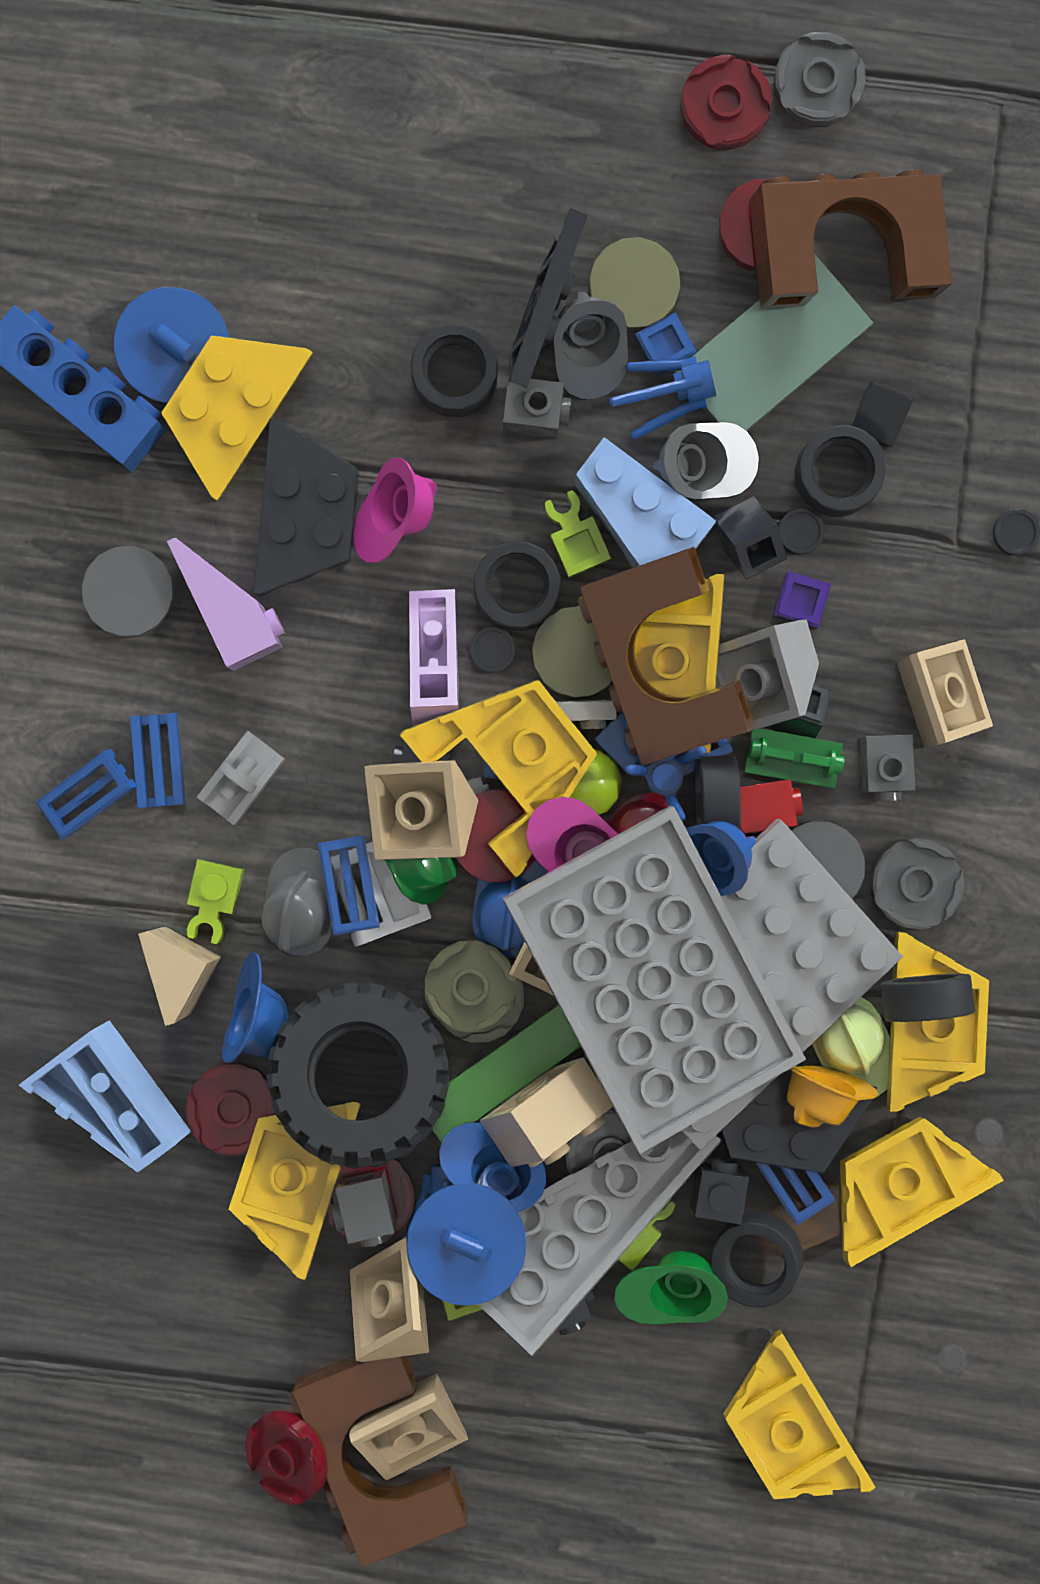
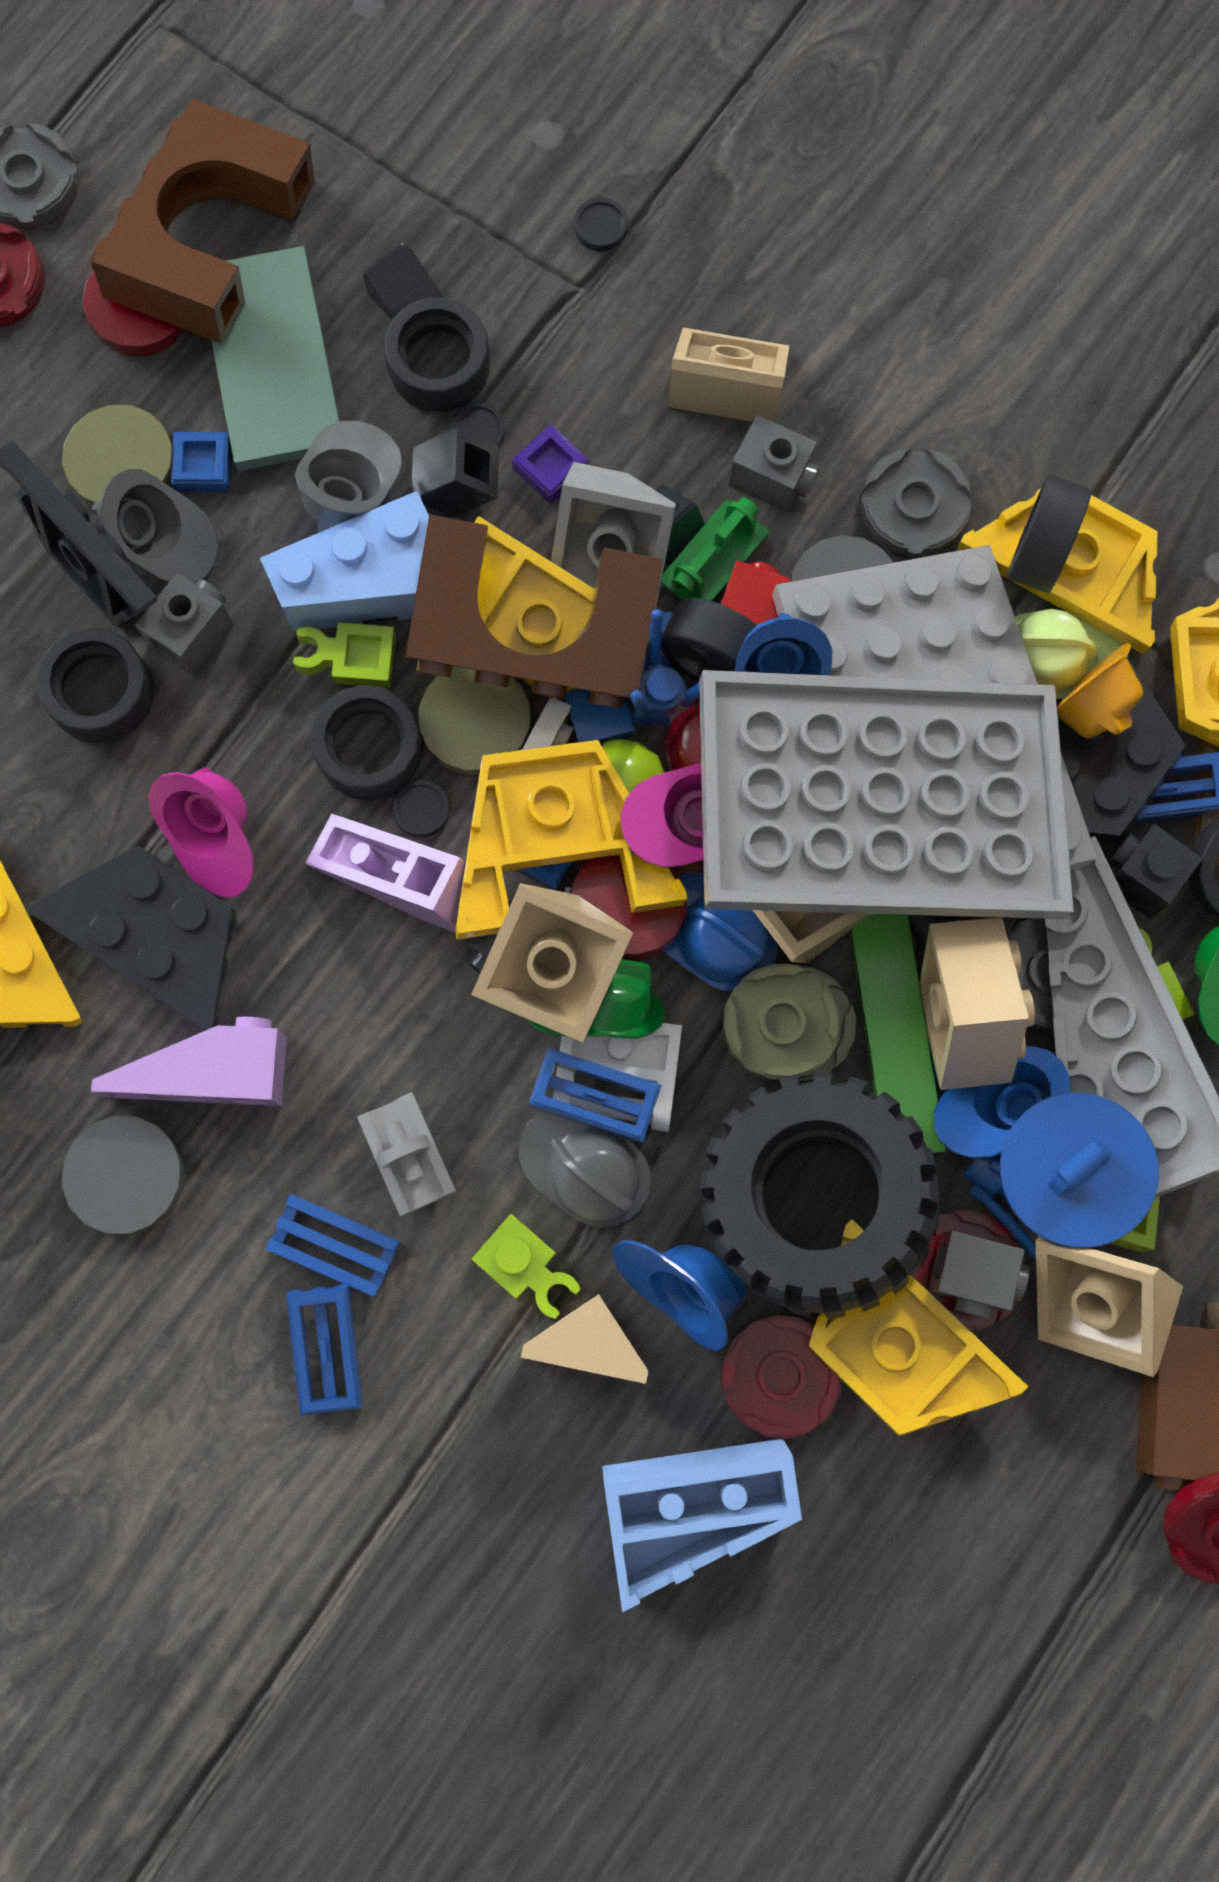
camera: 65 degrees left, 10 degrees down
(692, 383) = (254, 447): blue plant -> none

